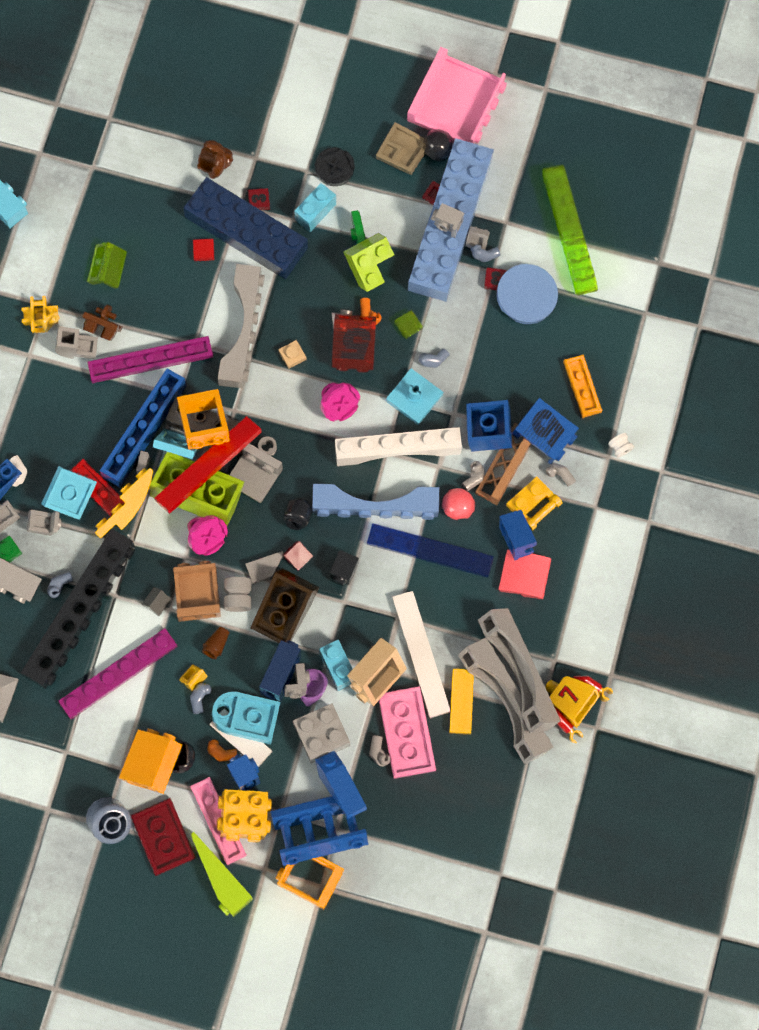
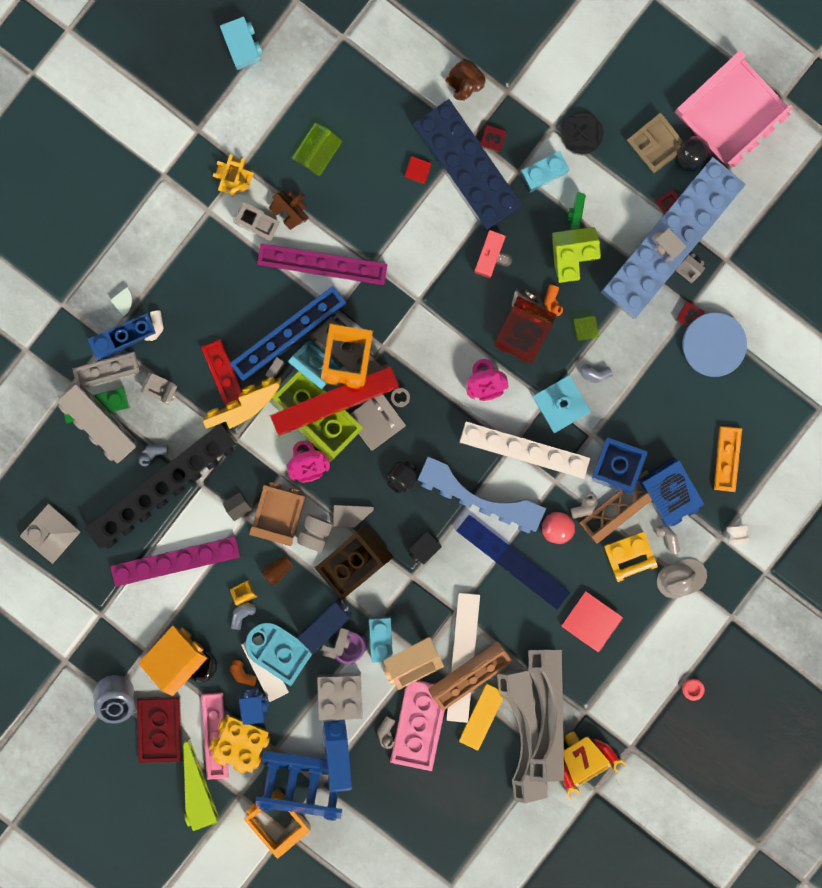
camera: 25 degrees right, 15 degrees up
(69, 493) = (193, 372): medium azure tile -> none
(234, 364) = (399, 305): light grey arch -> none
(292, 354) = (461, 313): tan plate -> none
(297, 555) = (386, 517): tile -> none
(298, 293) = (492, 255): none -> coral piece
(434, 666) = (470, 675): none -> medium nougat slope
(483, 255) = (689, 288): sand blue arm -> none
(517, 534) = (601, 583): blue hinge -> none
(570, 230) = (785, 295): clear neon green beam -> none
(589, 505) = (682, 578): none -> light grey piece
(643, 599) = (693, 689): none -> coral tile

